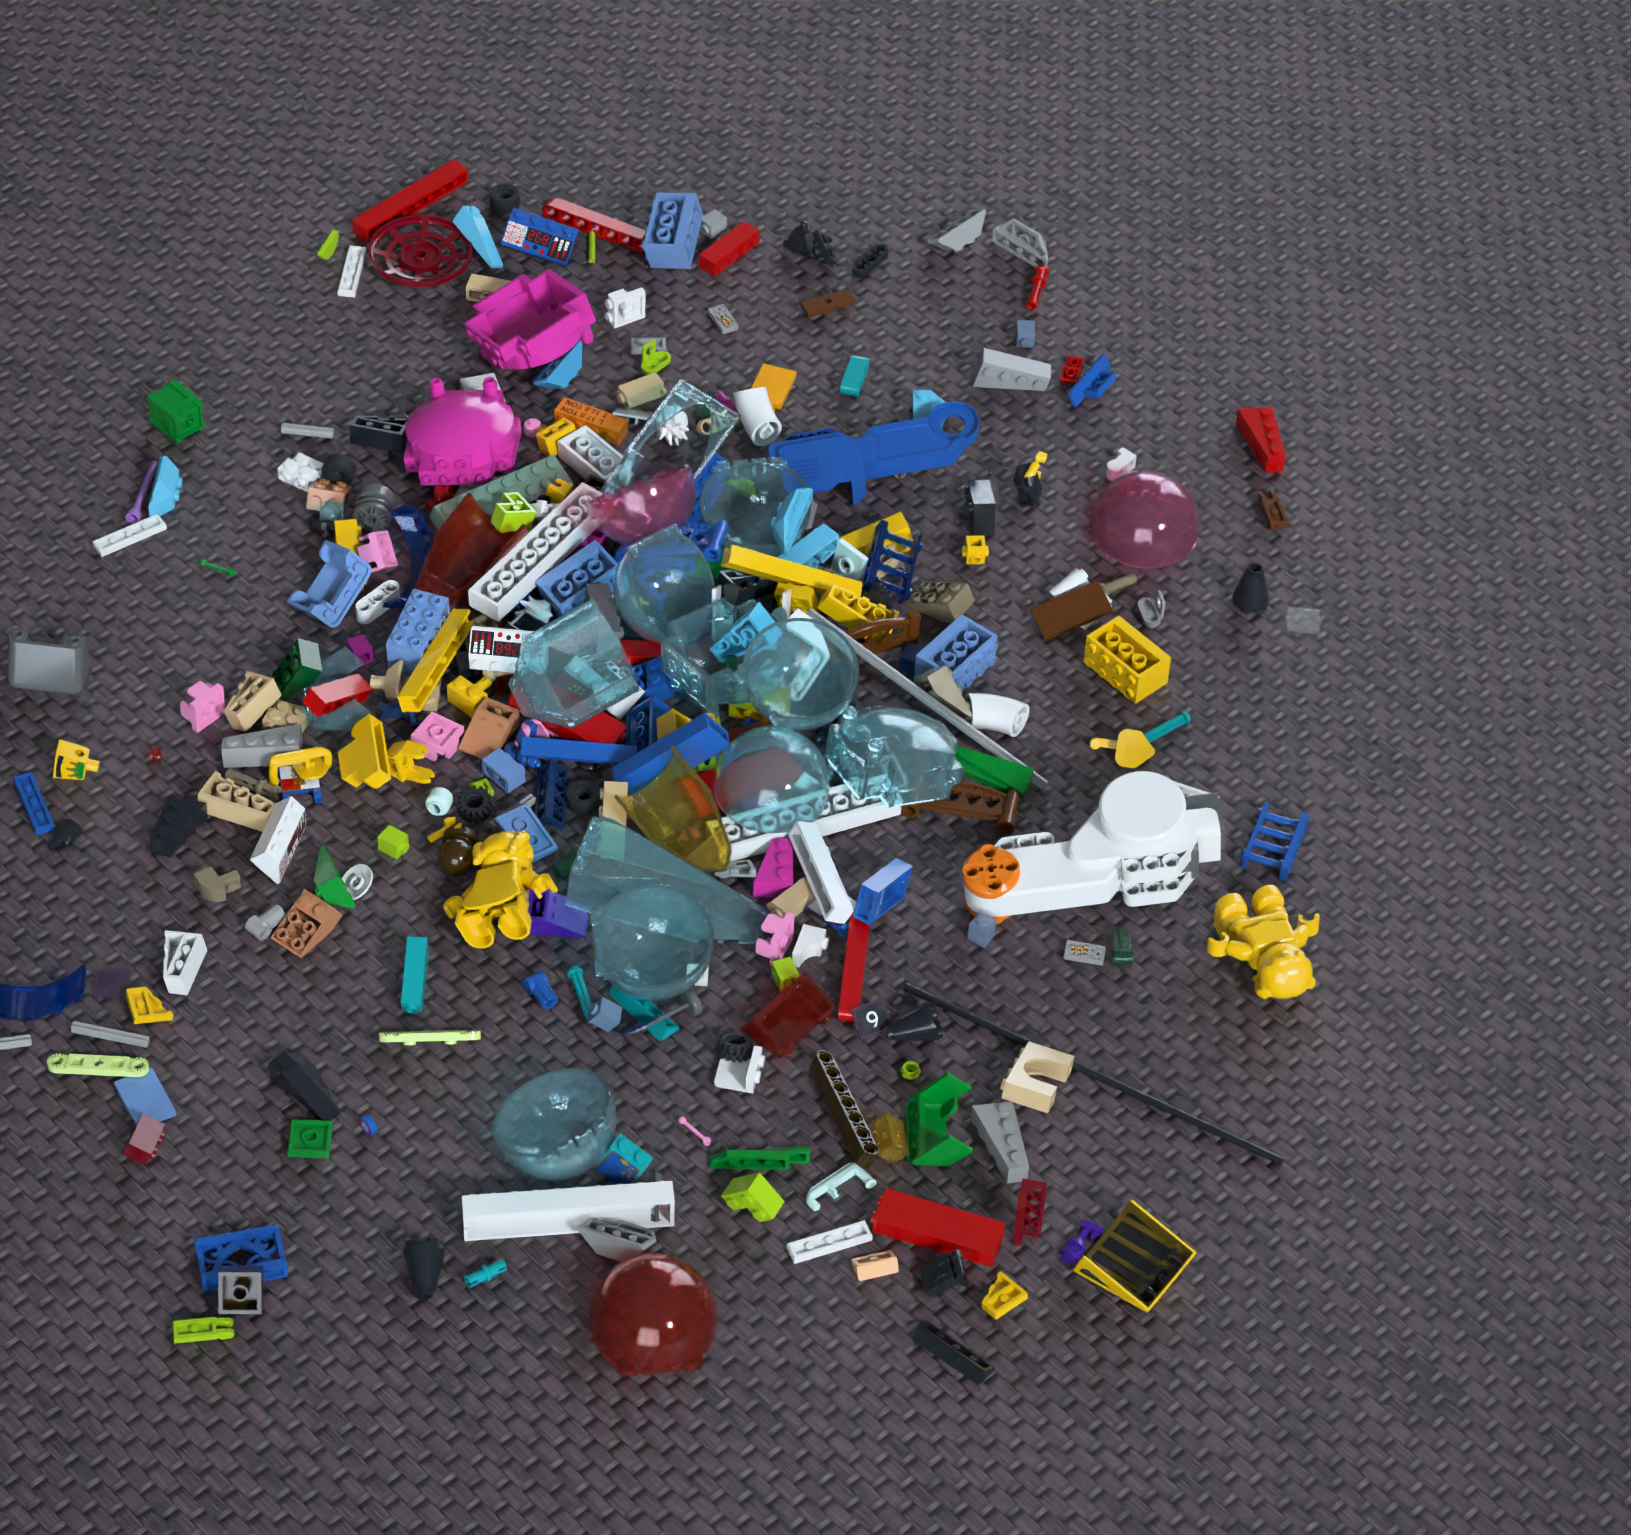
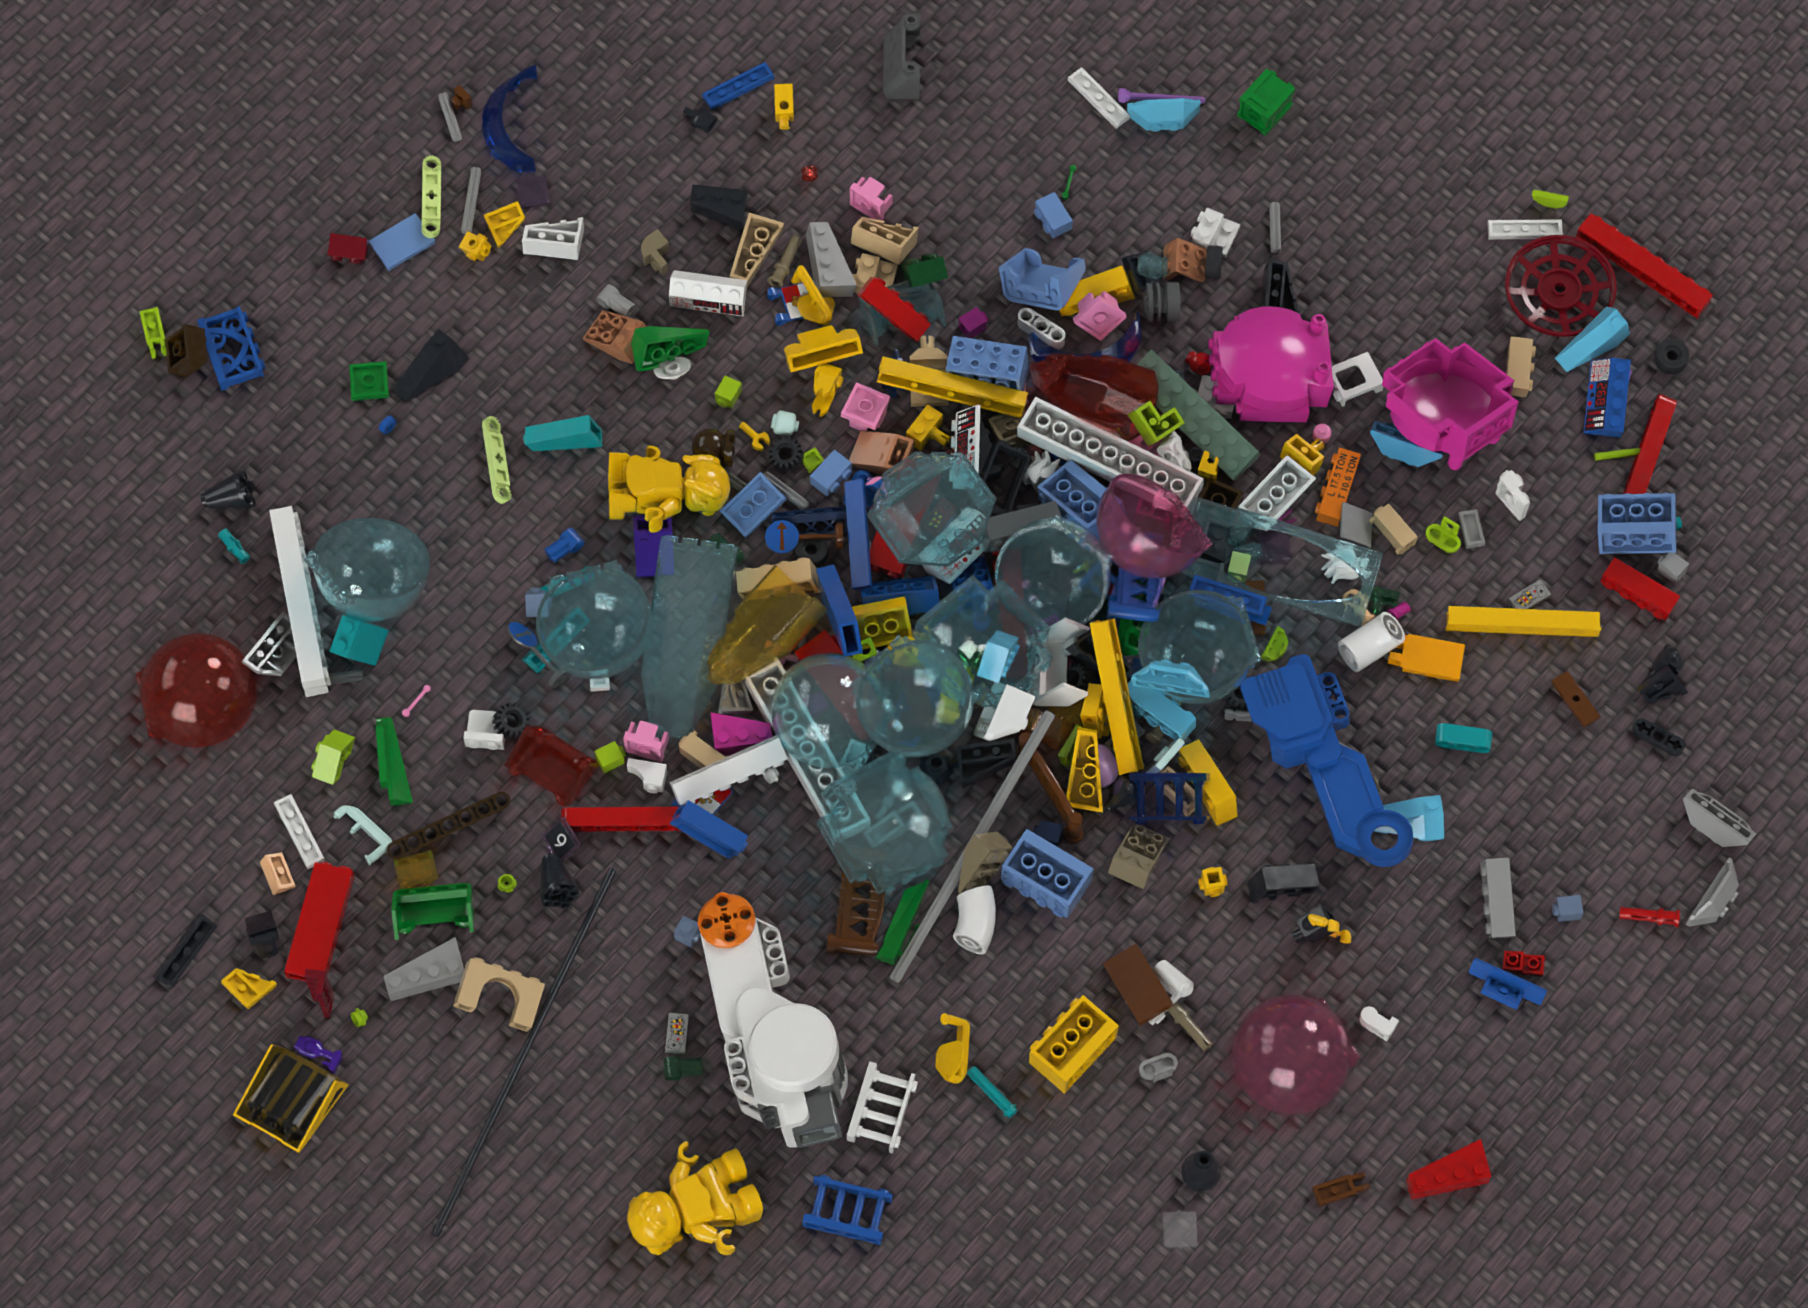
camera: 85 degrees right, 20 degrees up
(172, 1029) = (475, 246): none -> yellow brick
(256, 576) = (1053, 215): none -> medium blue brick
(567, 809) = (783, 536): none -> piece
(747, 323) = (1523, 621): none -> yellow tile
(1049, 1204) = (359, 1017): none -> lime plate

